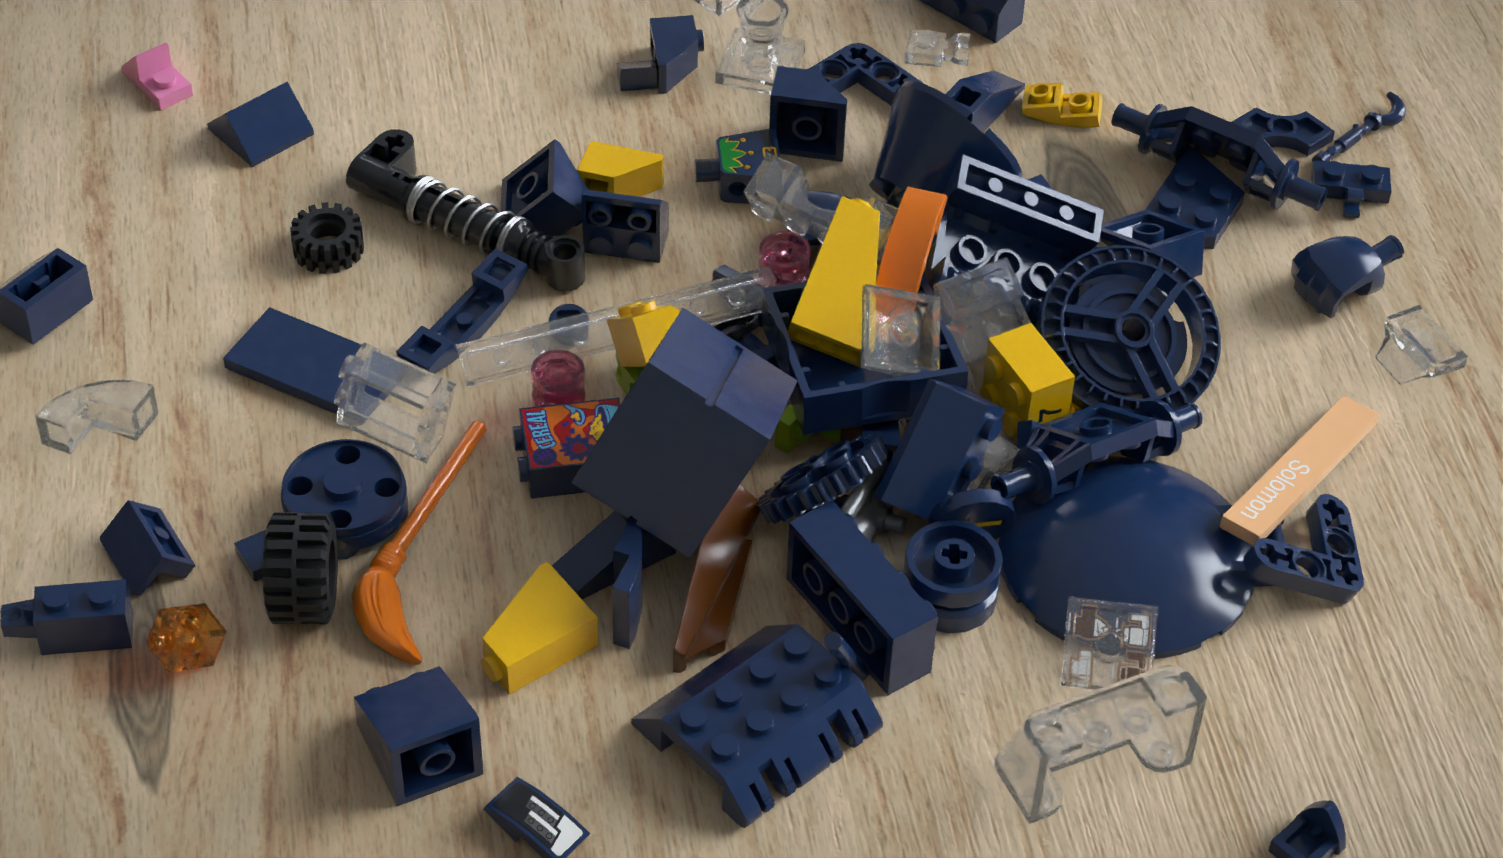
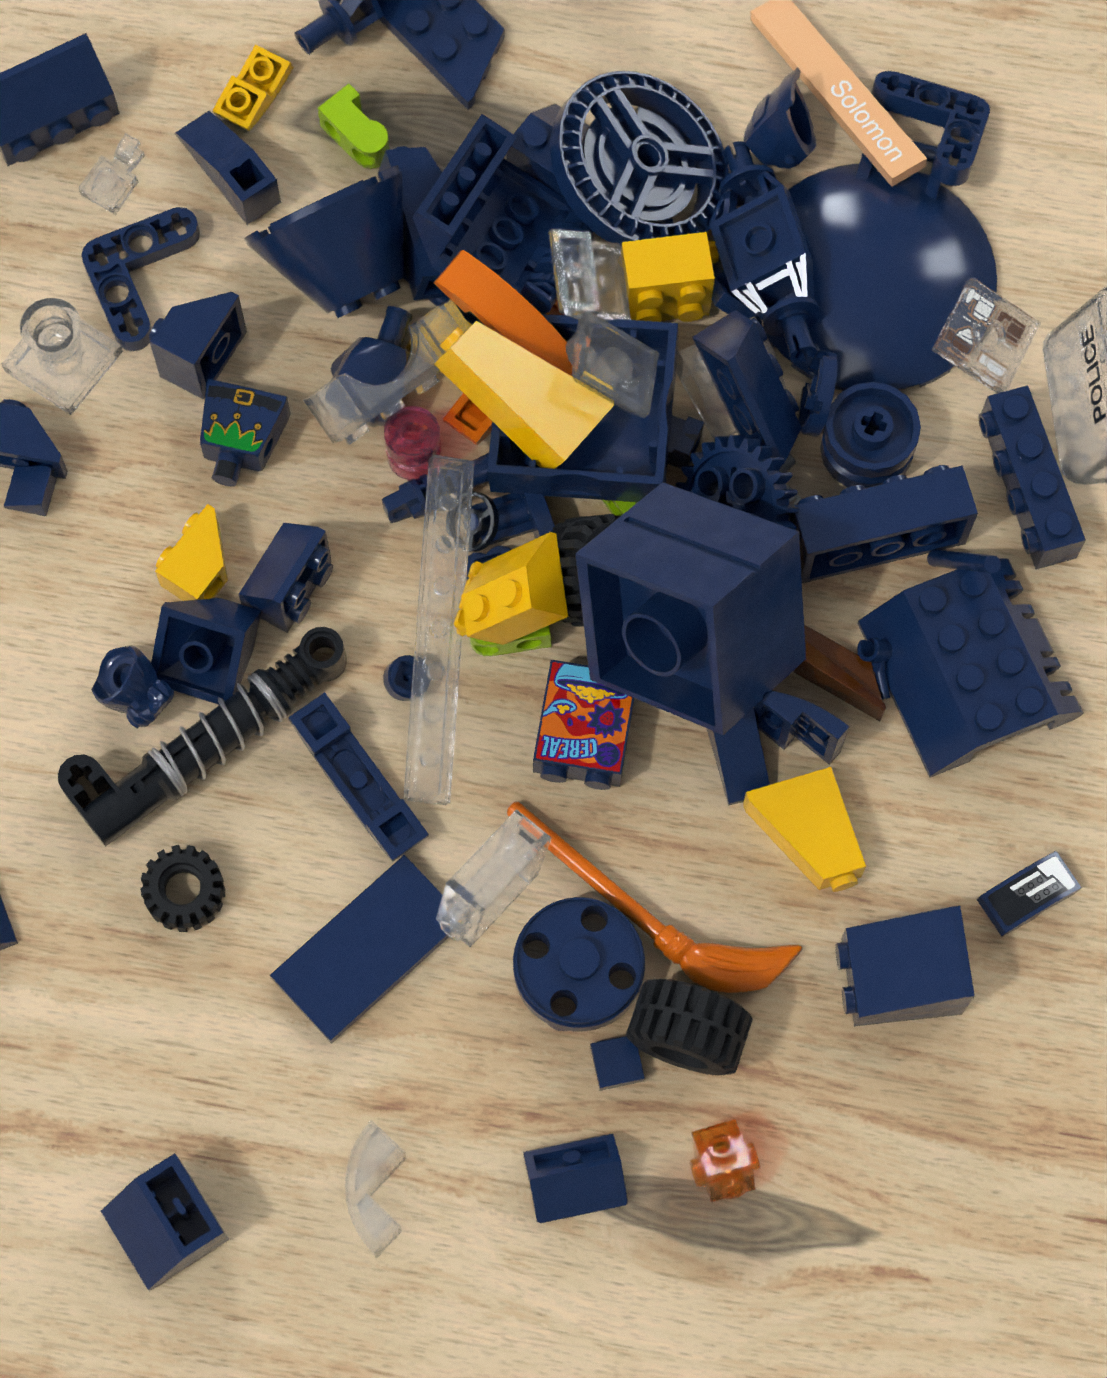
camera: 70 degrees left, 25 degrees up
(73, 617) = (657, 1269): dark blue hinge -> none
(487, 162) = (131, 686): none -> dark blue hair
(557, 378) = (507, 714): clear pink wheel -> none
(735, 639) = (878, 656): none -> dark blue hand
(973, 714) = (1031, 477): none -> dark blue brick
(1064, 161) = (352, 130): none -> lime leg
(1161, 234) = (510, 83): dark blue slope -> none
(1235, 430) = (781, 126): none -> dark blue helmet

